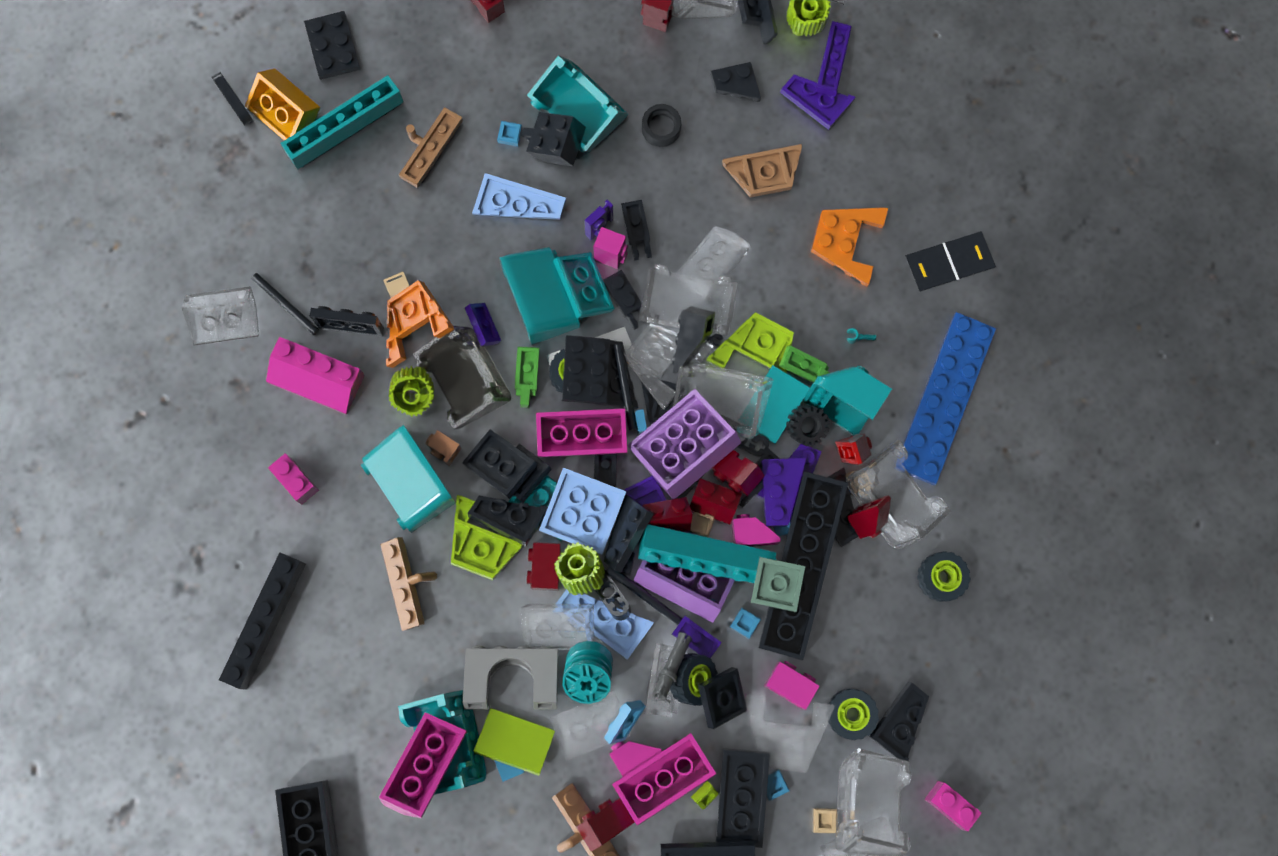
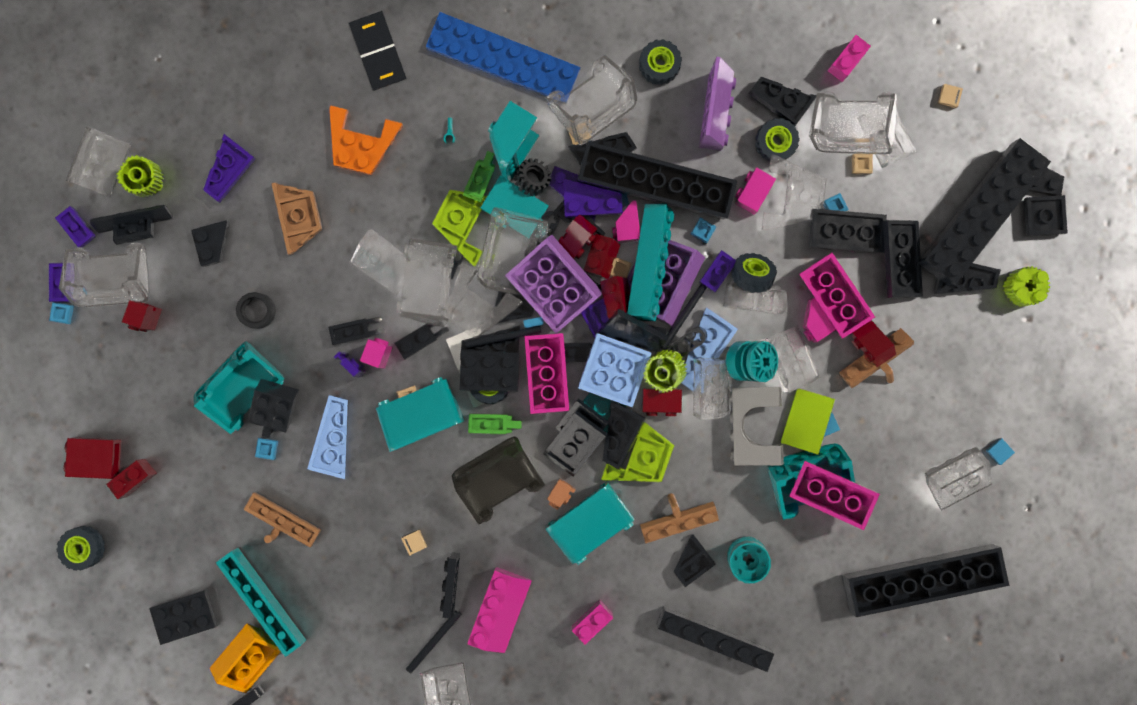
camera: 80 degrees left, 10 degrees up
(340, 658) = (756, 567): none -> teal wheel
(354, 598) = (693, 562): none -> black wing
(409, 312) = (440, 529): orange wing -> none
(411, 379) = (512, 524): lime brick -> none
(482, 324) = (448, 464): dark purple plate -> none
(583, 285) = (410, 376): teal tile -> none
(624, 721) = (795, 331): dark azure plate -> none
(668, 674) = (754, 293): dark grey pin -> none
(694, 330) = (451, 275): black slope -> none
(705, 795) = (846, 262): lime tile -> none
(722, 697) = (768, 248): black plate -> none
(778, 584) = (676, 201): sand green plate -> none
(833, 58) = (186, 153): dark purple tile -> none
(854, 449) = (554, 136): red slope -> none
(870, 517) = (613, 123): dark red slope -> none
(892, 640) = (717, 106): none -> medium lavender slope

